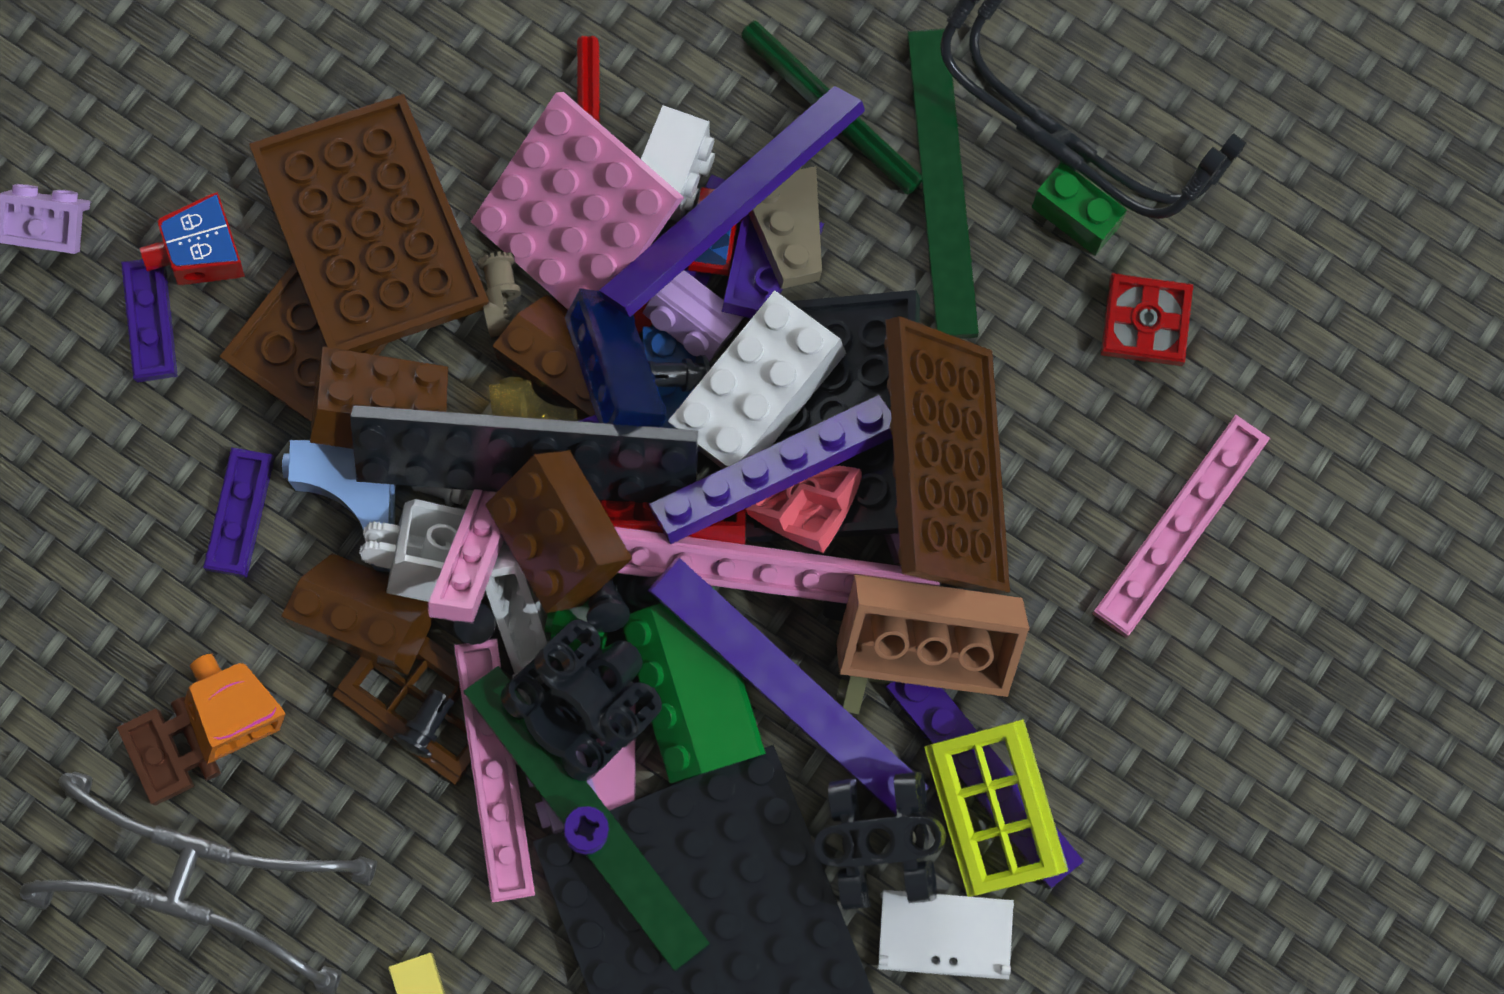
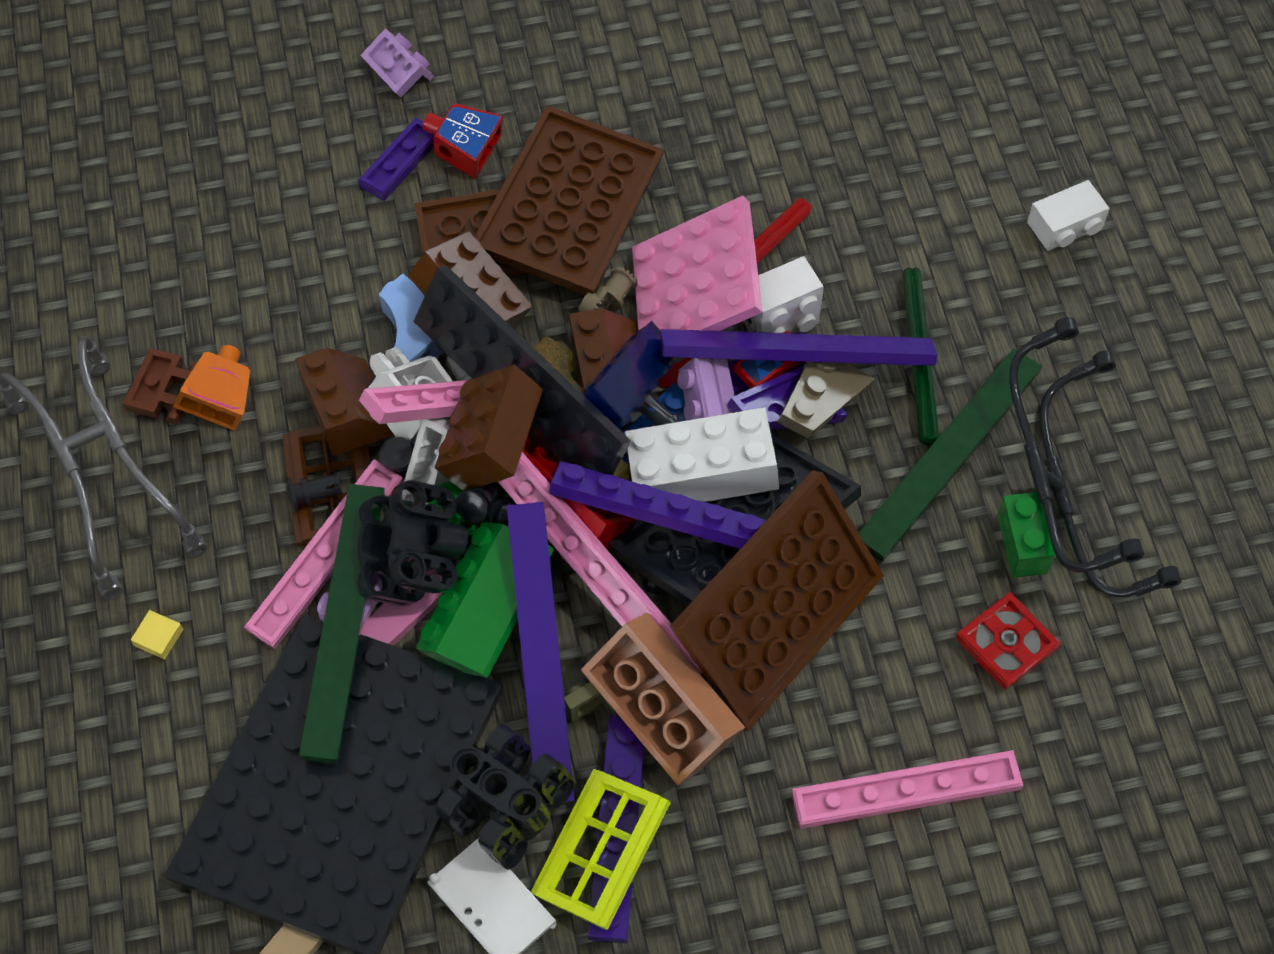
camera: 45 degrees right, 15 degrees down
(239, 512) = (338, 296): dark purple tile -> none
(582, 841) = (333, 629): dark purple wheel -> none
(811, 509) = (660, 553): coral brick -> none

